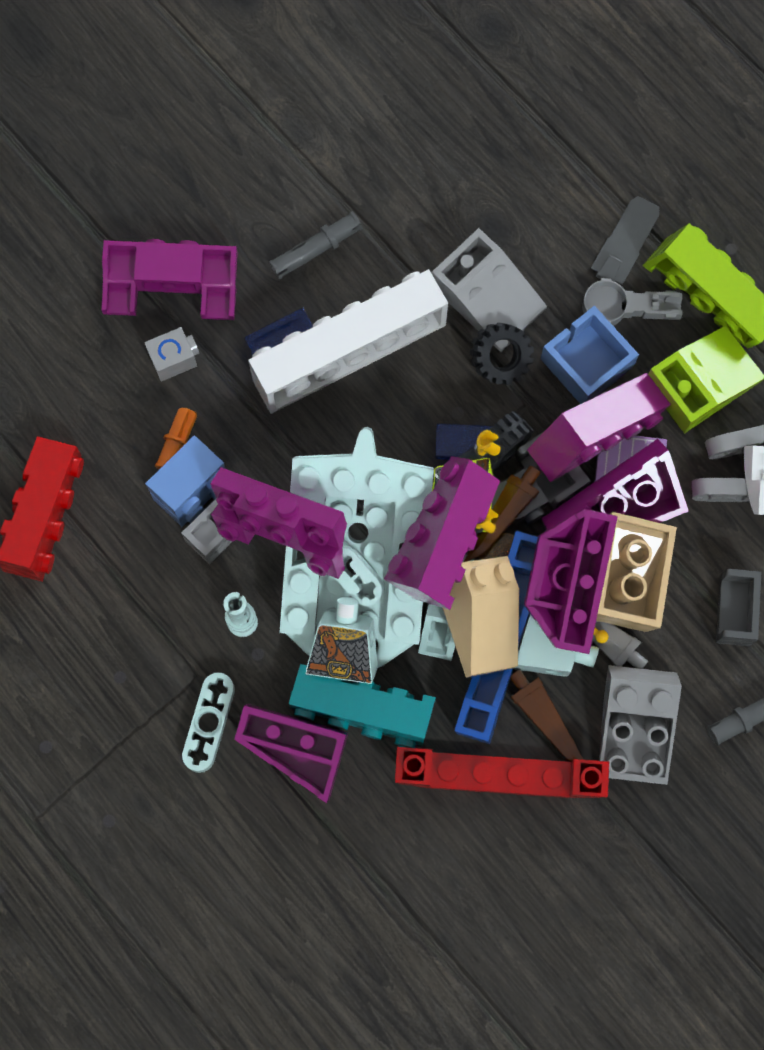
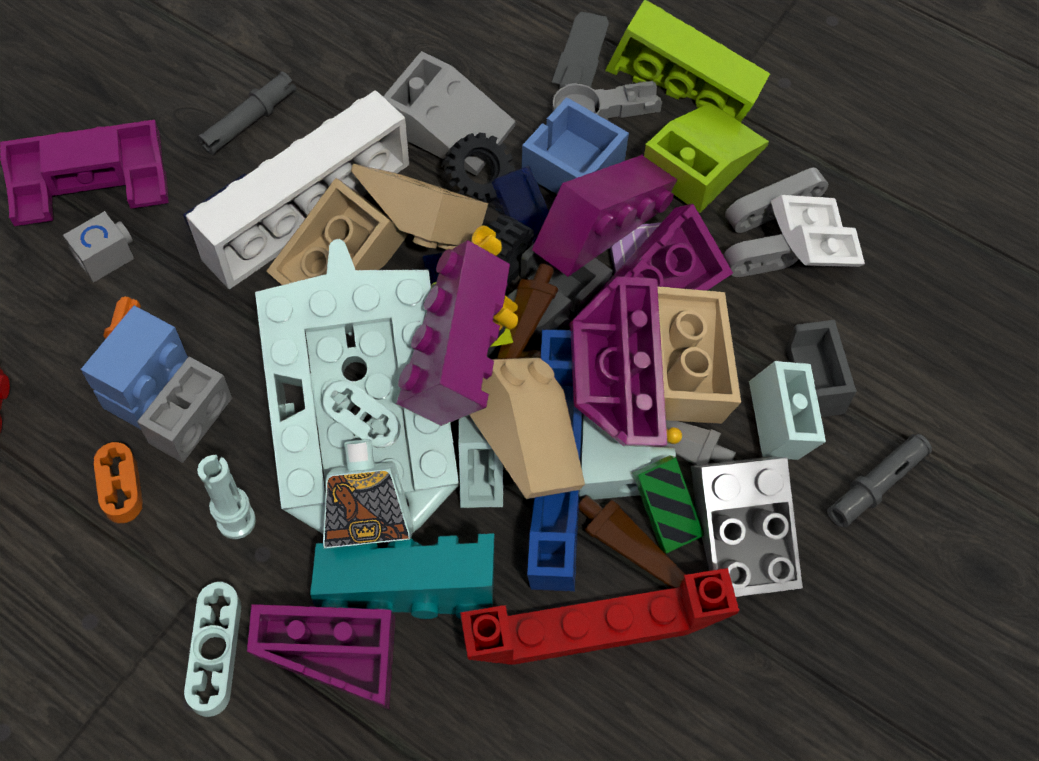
camera: 15 degrees left, 15 degrees down
(148, 569) = (108, 483): none -> orange beam
(260, 509) = (252, 355): magenta bracket -> none
(371, 394) = (343, 216): none -> tan slope
(445, 382) = (423, 209): none -> tan slope
(533, 397) = (522, 198): none -> clear blue tile
(579, 695) = (668, 504): none -> green tile
(698, 639) = (787, 410): none -> light aqua brick

